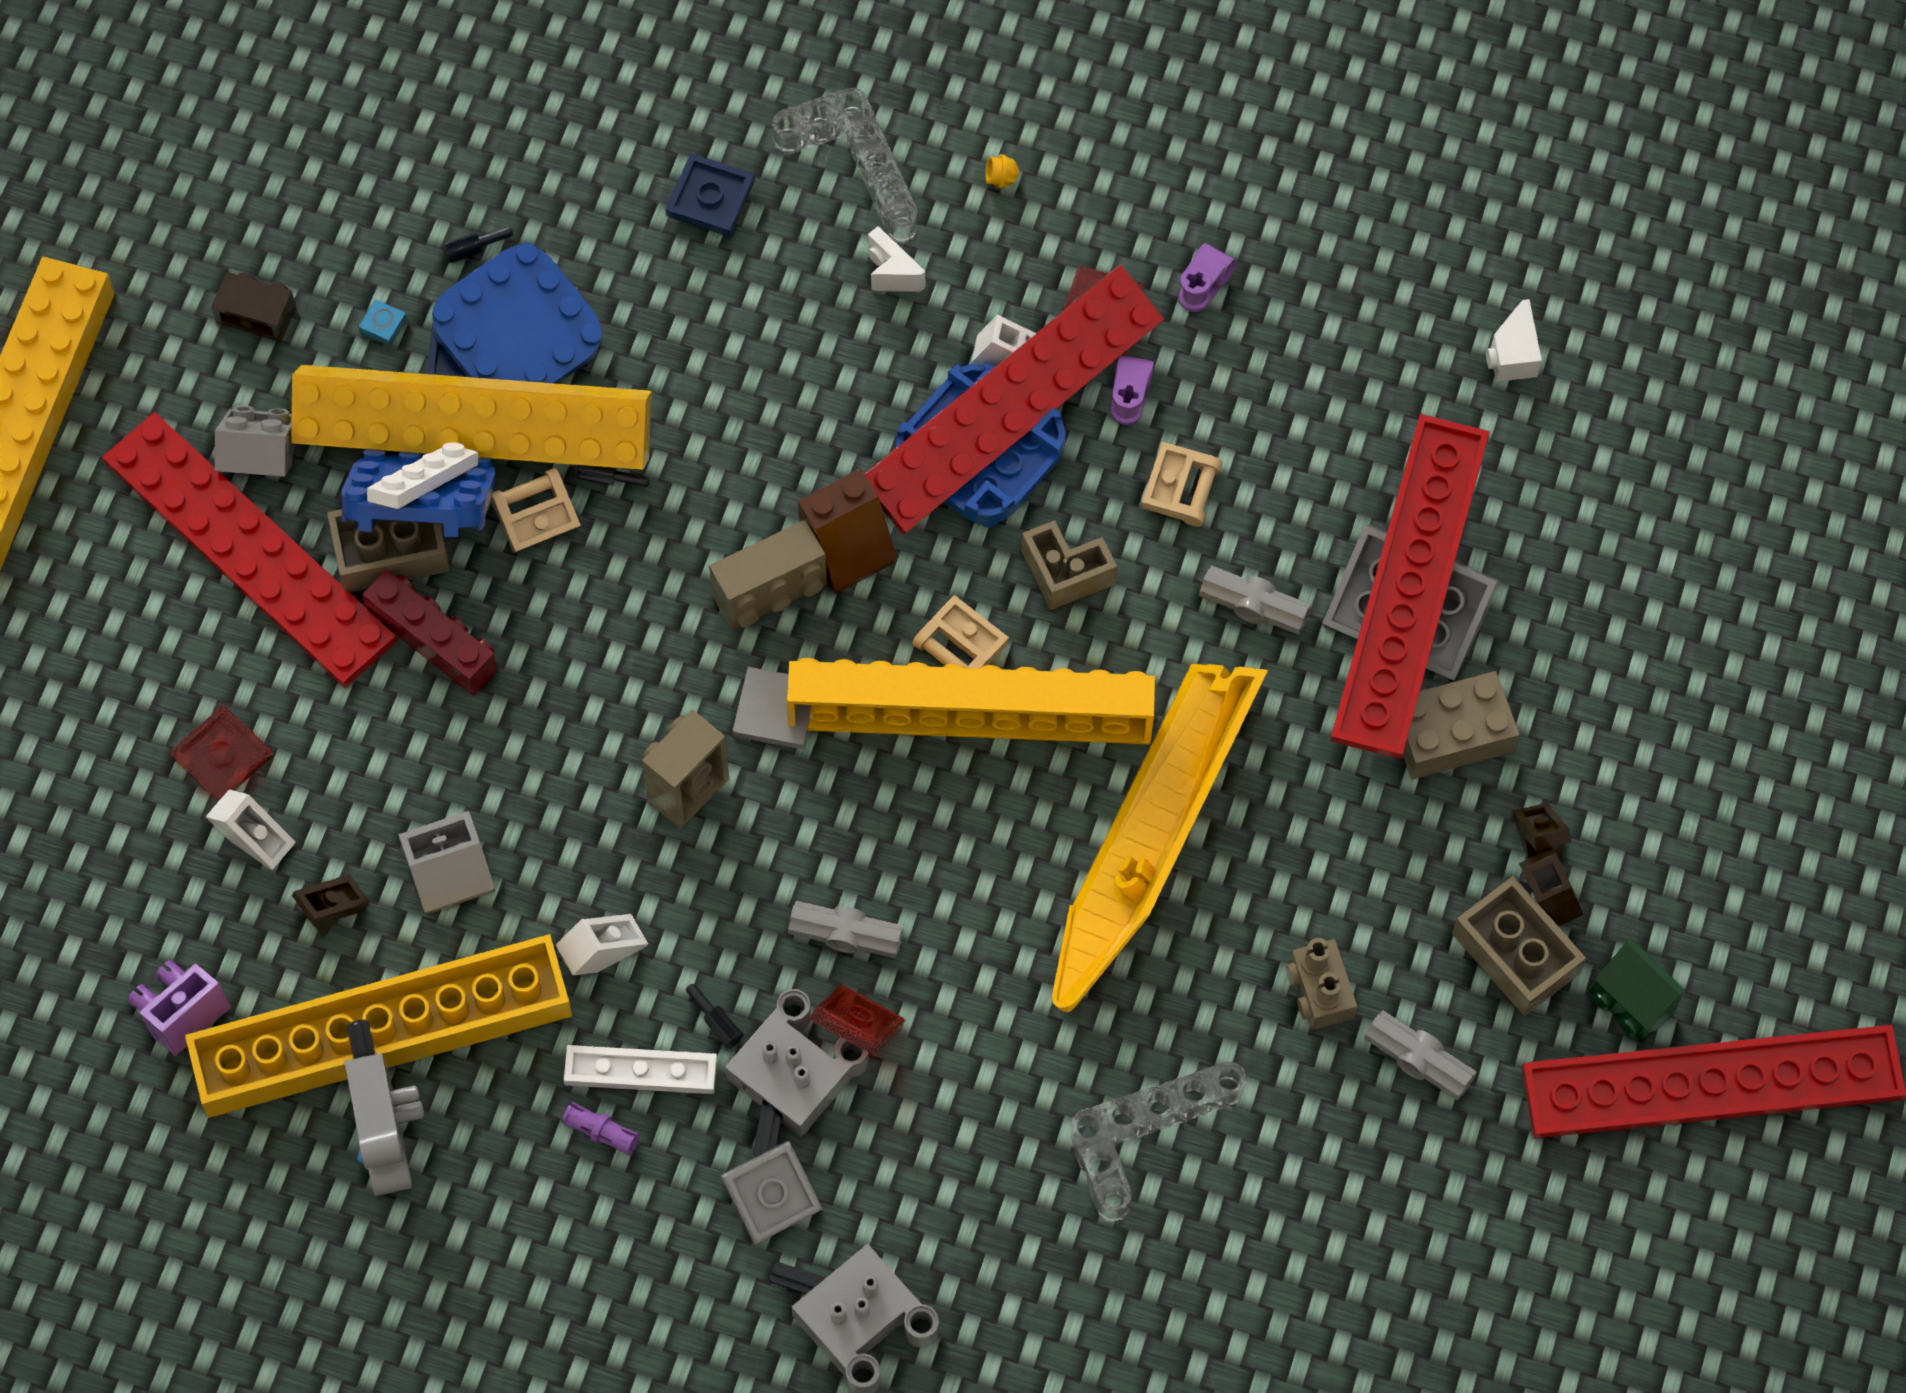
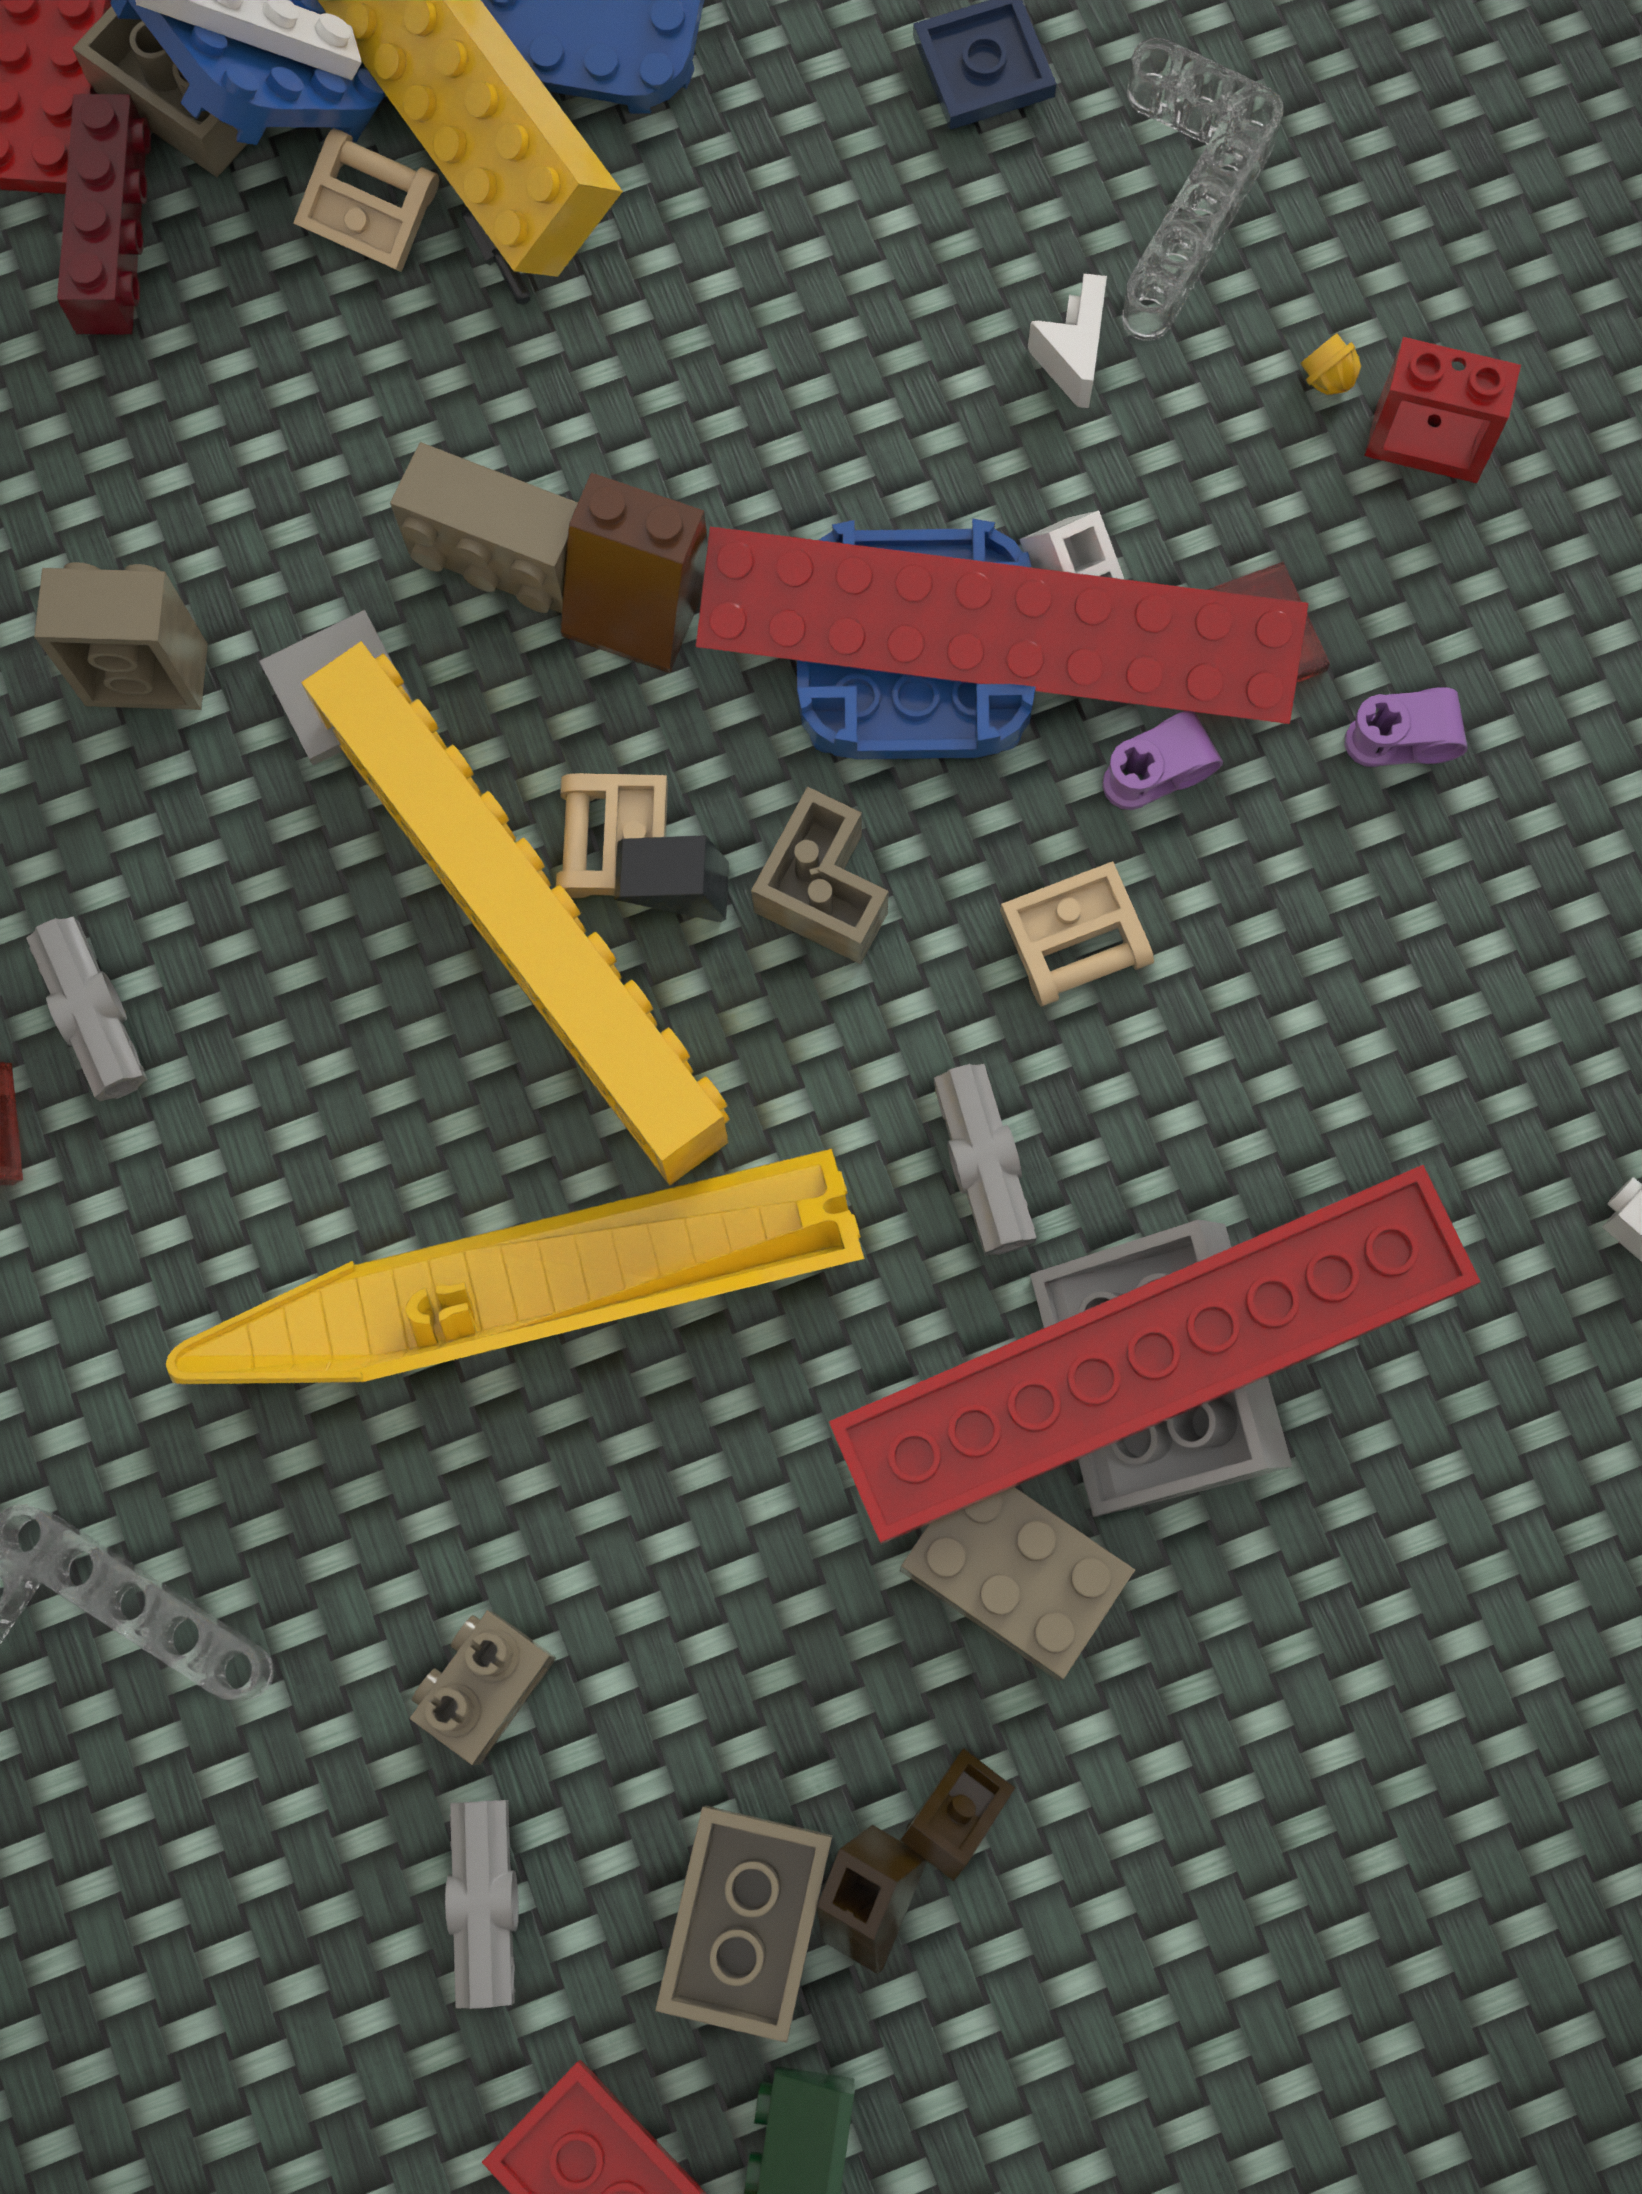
camera: 55 degrees right, 10 degrees up
(1009, 625) = (673, 875): none -> black slope
(1082, 139) = (1463, 406): none -> red window

